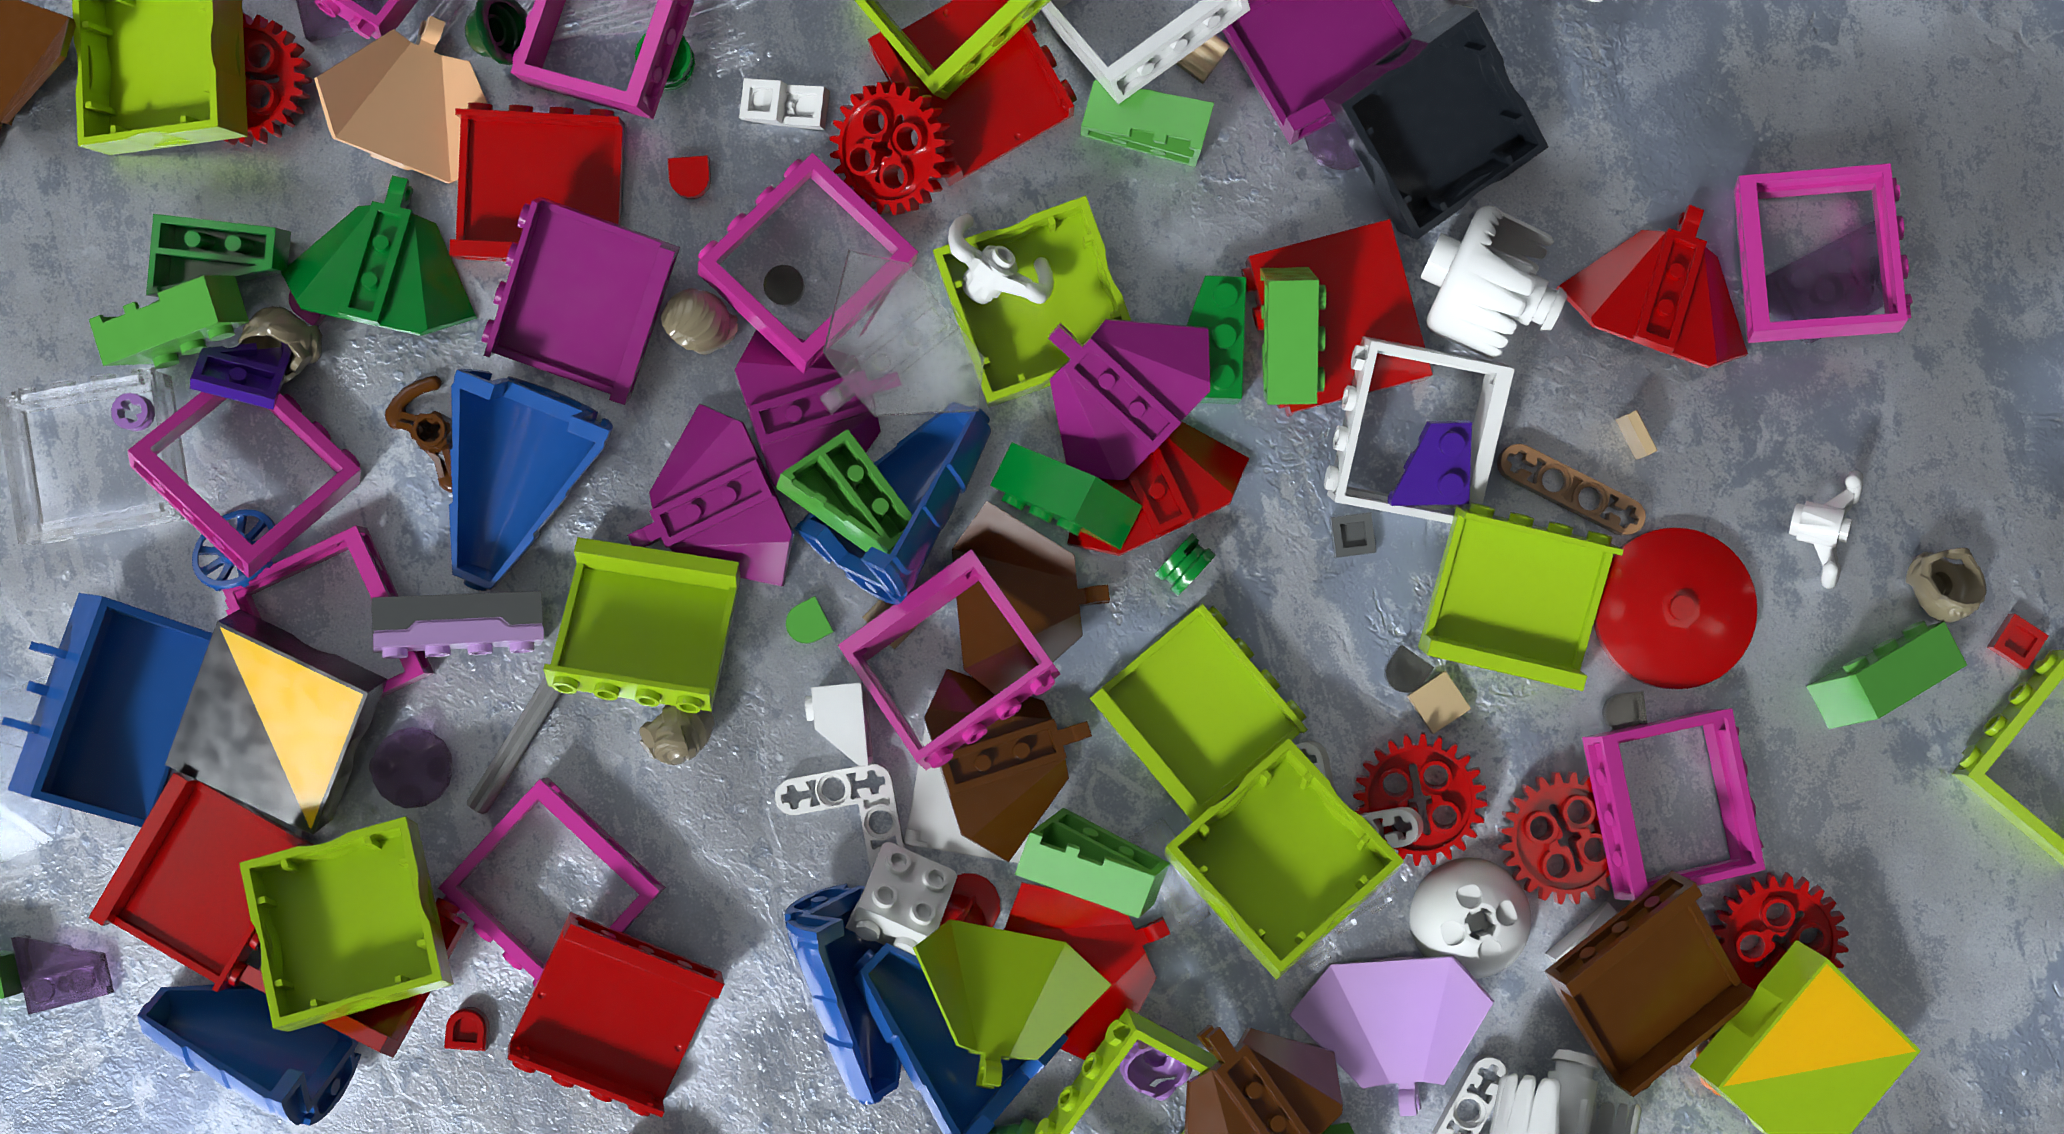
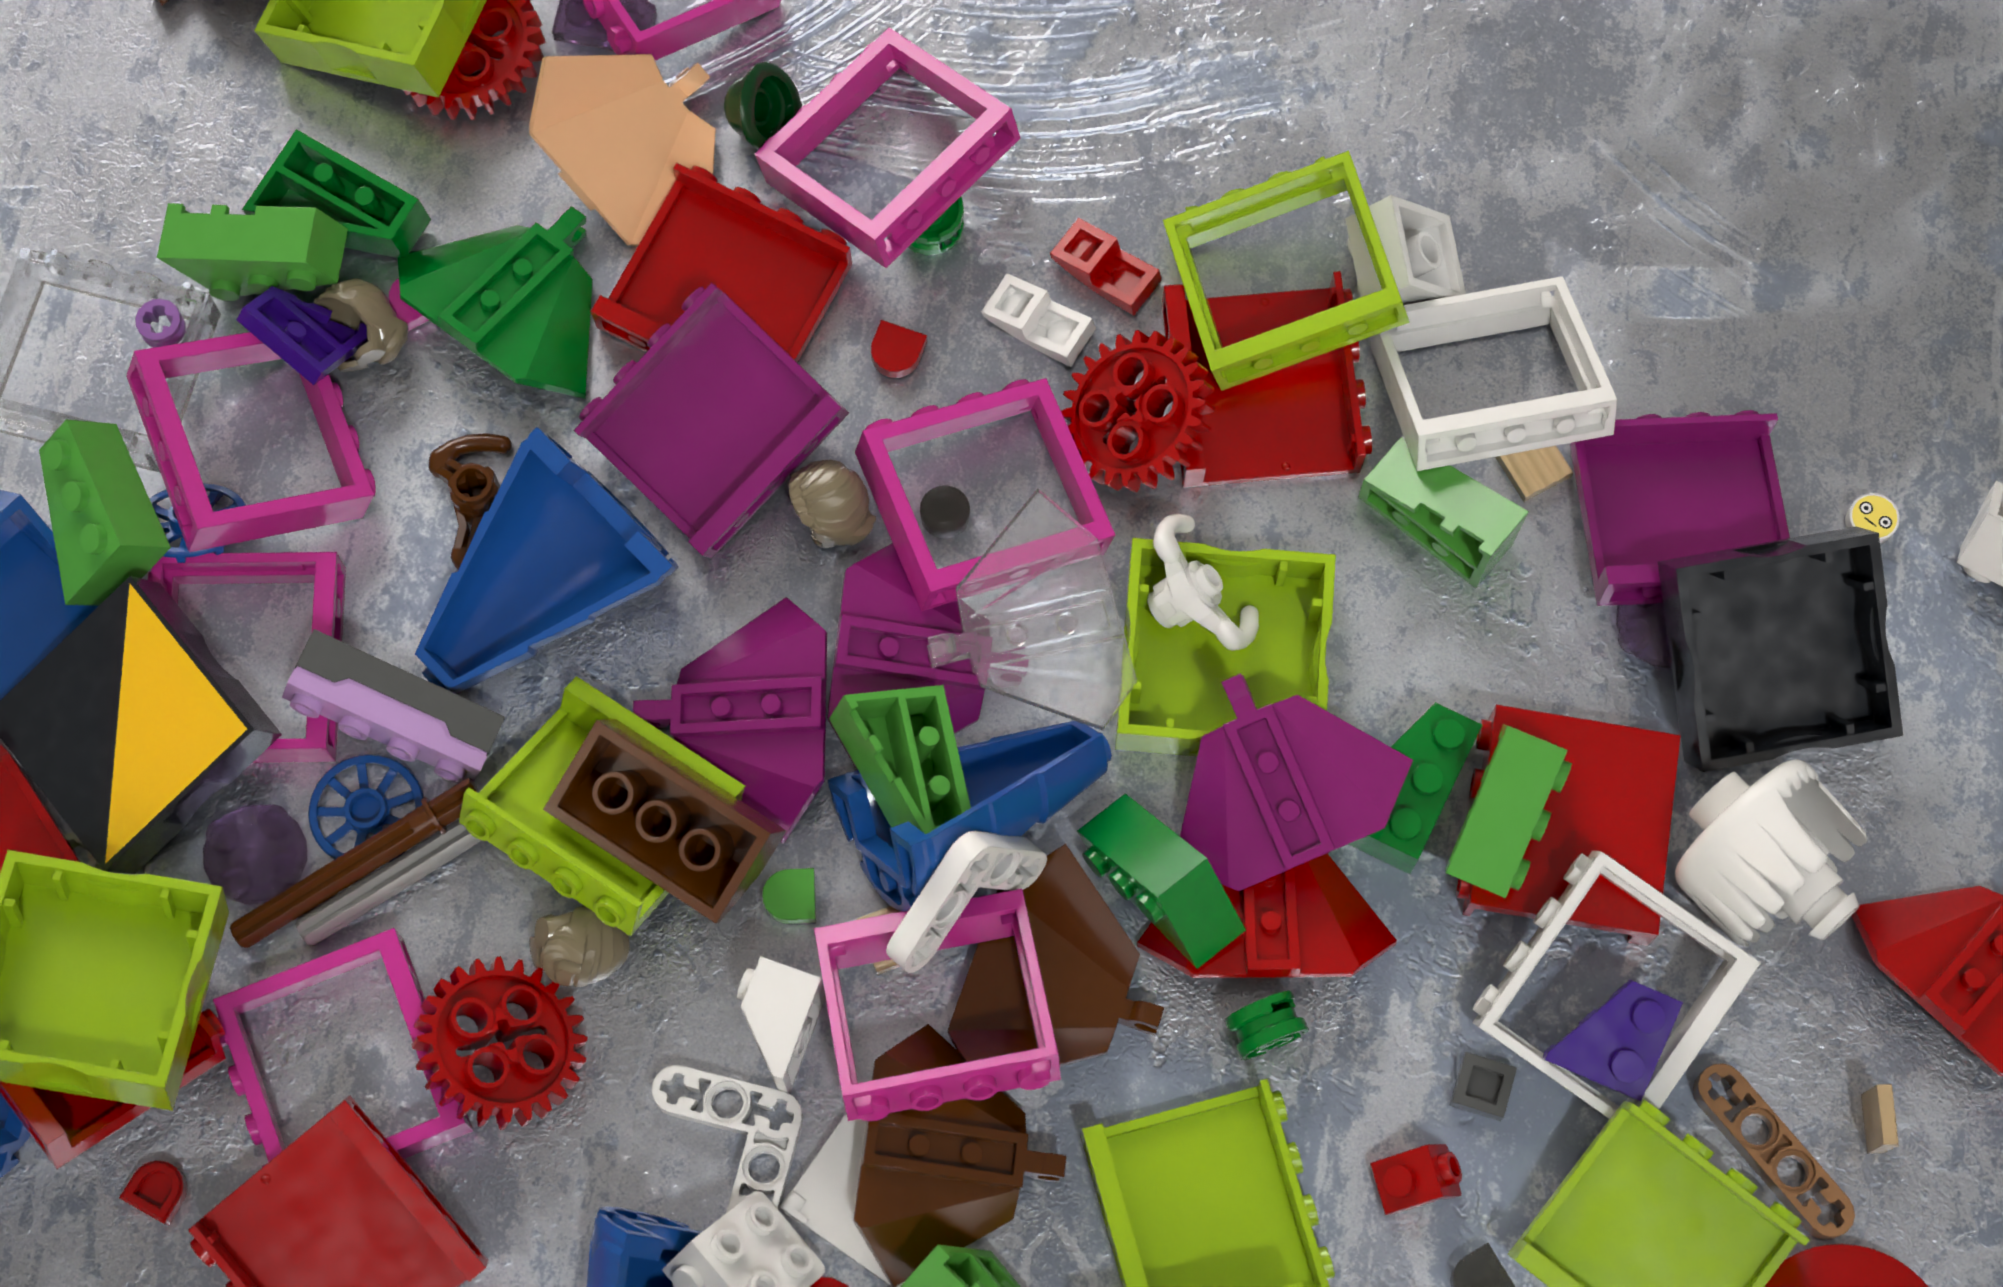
camera: 25 degrees right, 15 degrees down
(165, 578) = (98, 511): none -> bright green wedge
(475, 699) = (365, 808): none -> blue wheel
(515, 701) = (352, 865): none -> reddish brown axle
(681, 848) = (516, 1085): none -> red gear
(693, 616) = (664, 819): none -> reddish brown slope
(815, 39) = (1105, 268): none -> red slope
(930, 555) = (970, 863): none -> white beam
(1334, 622) = (1417, 1177): none -> red bracket

